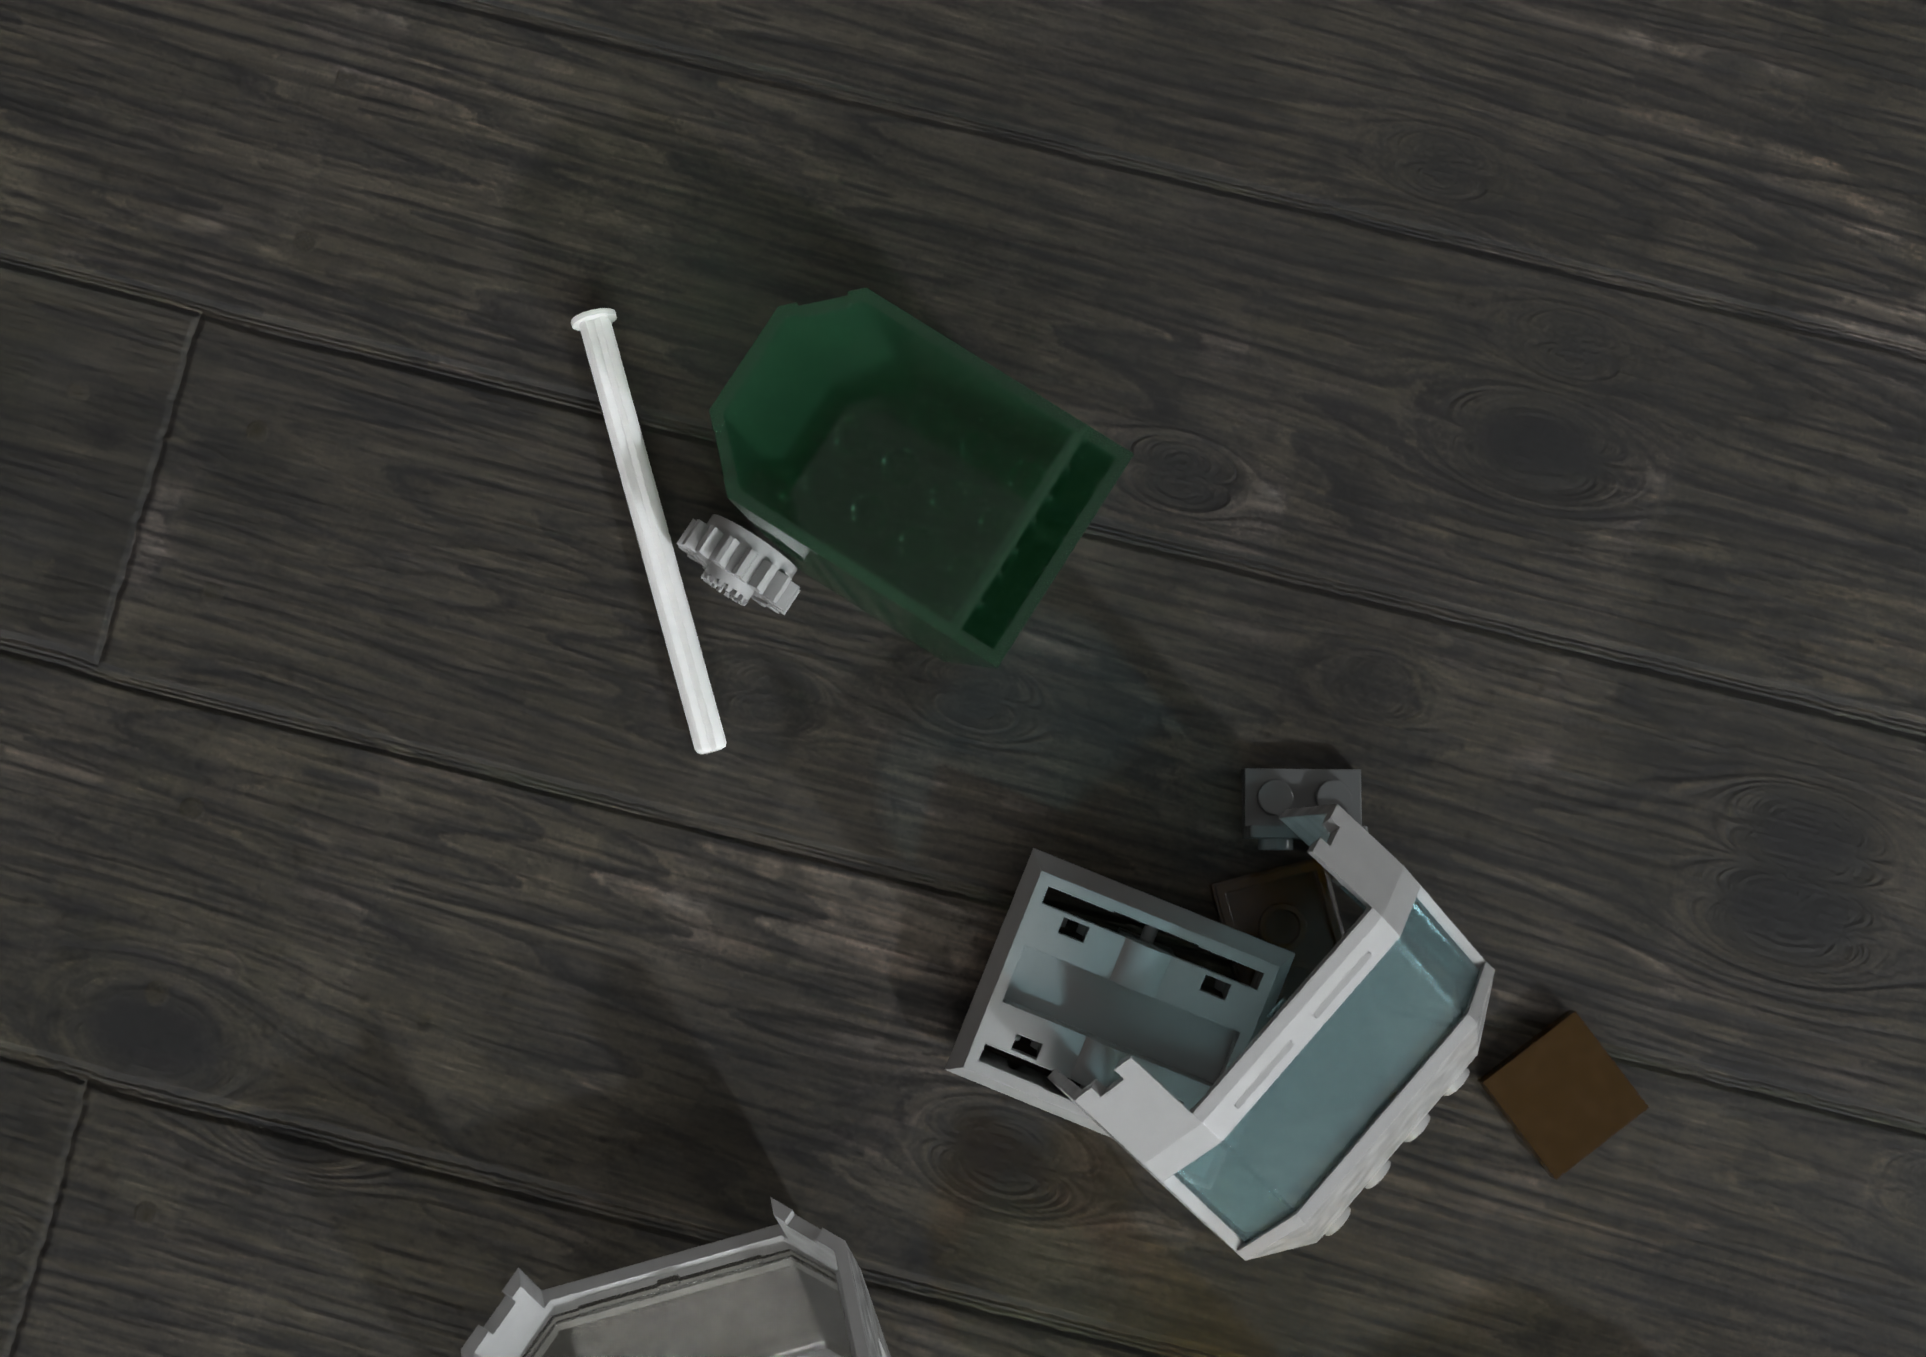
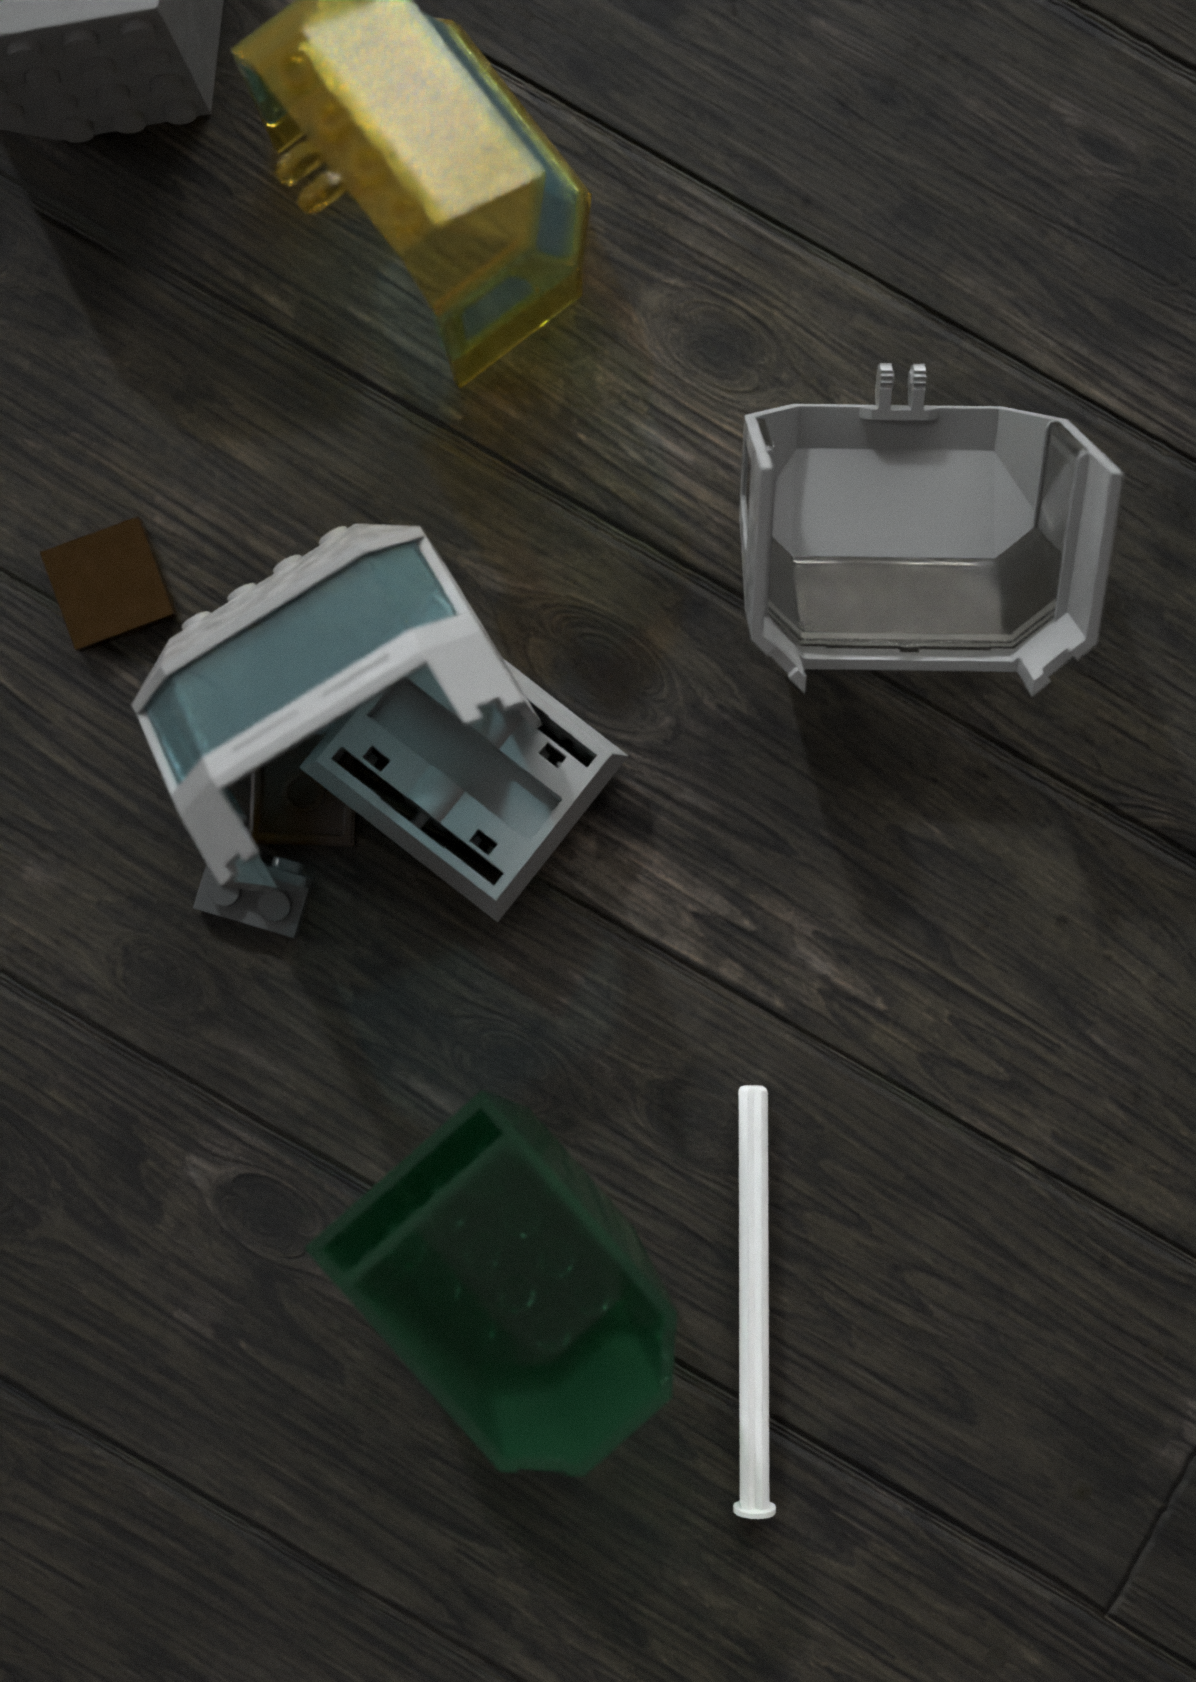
camera: 165 degrees left, 5 degrees up
(740, 563) = (683, 1246): light grey gear -> none

